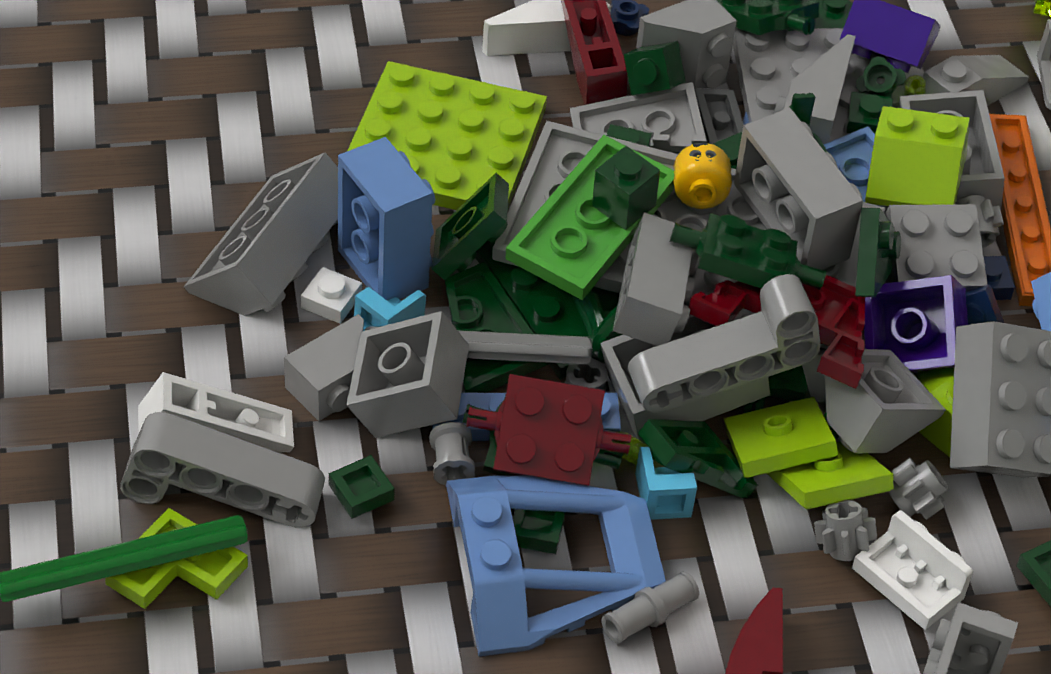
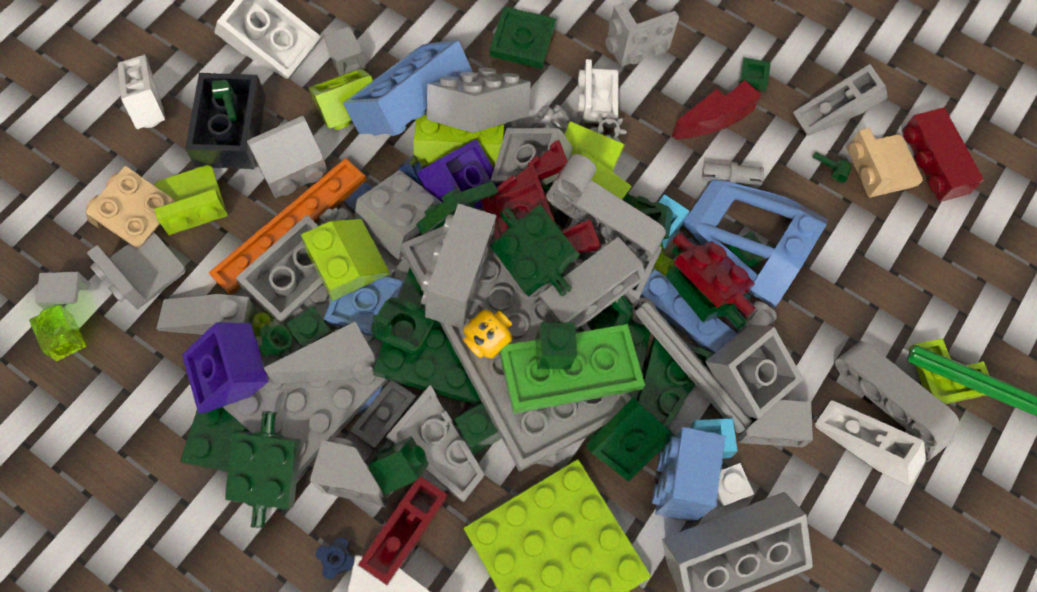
camera: 135 degrees left, 20 degrees up
(361, 486) = (819, 341): dark green plate -> none

